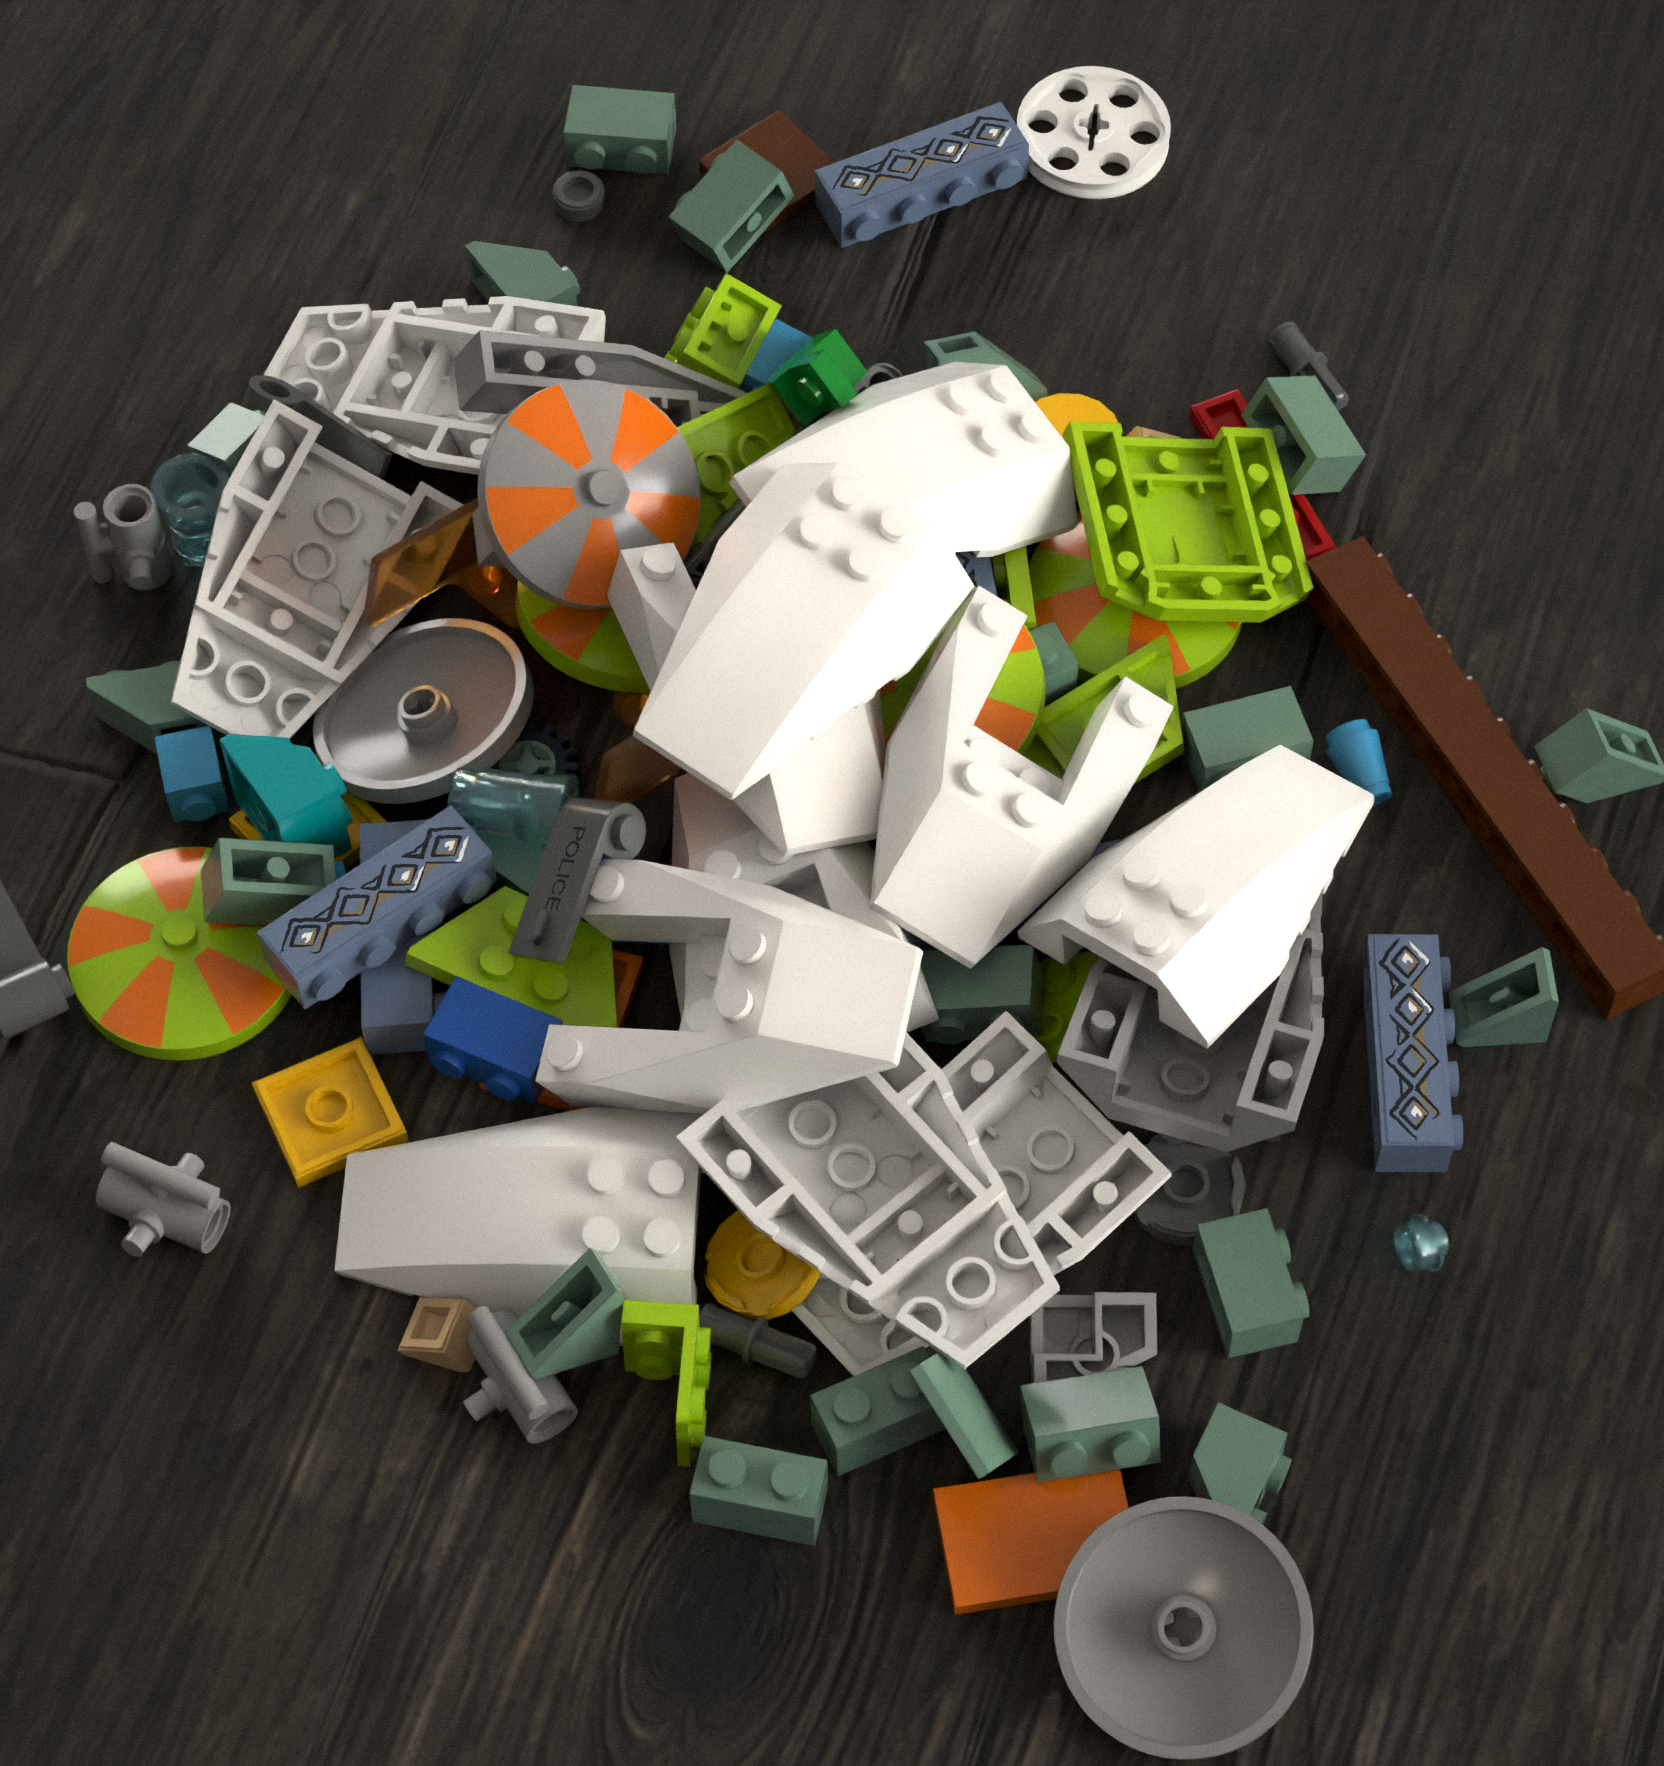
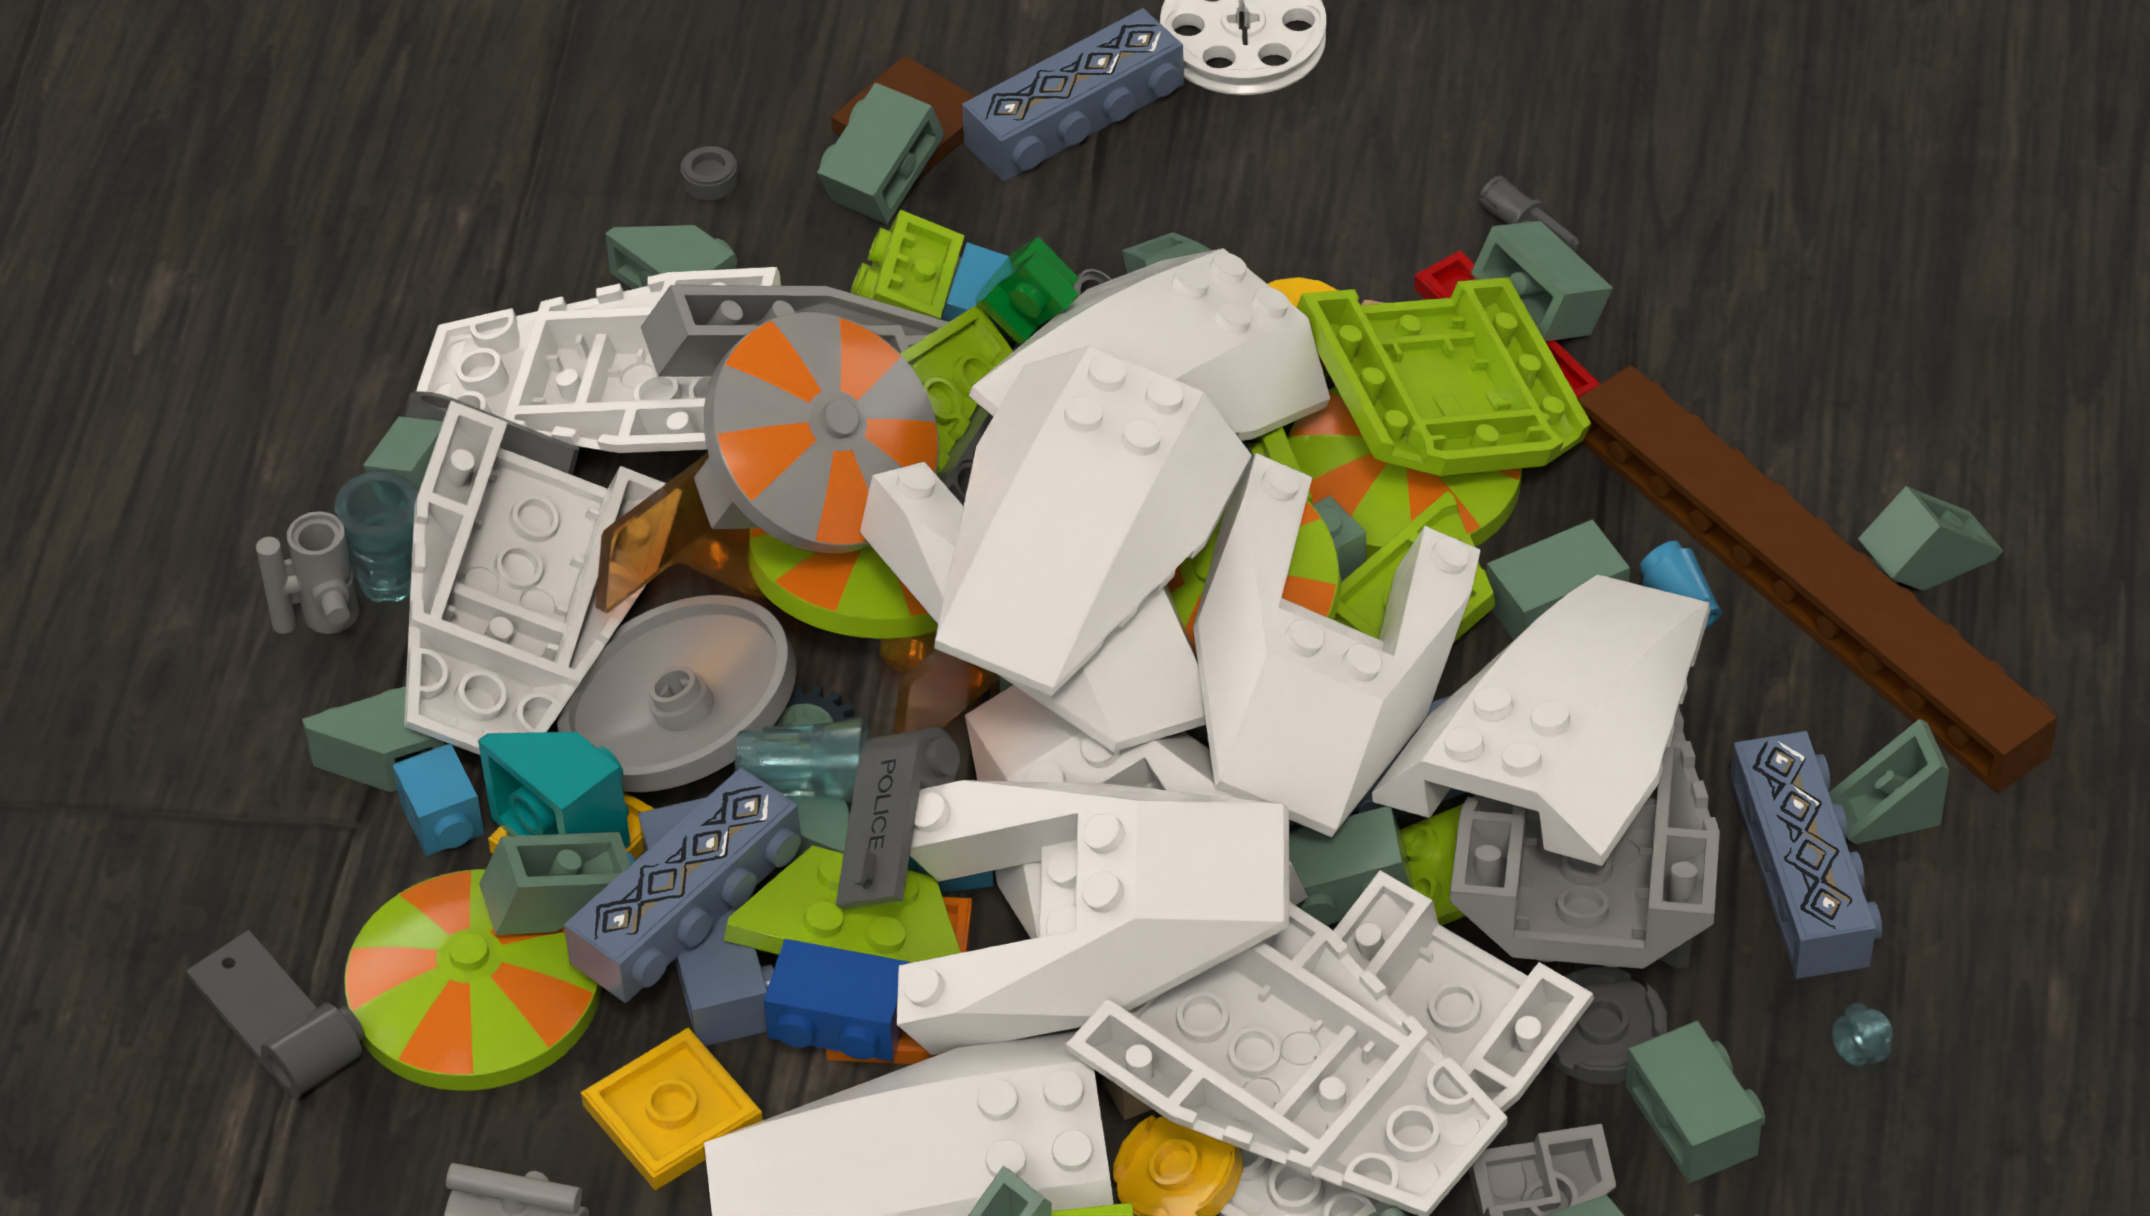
camera: 10 degrees left, 10 degrees down
(620, 129) = (739, 99): sand green brick -> none

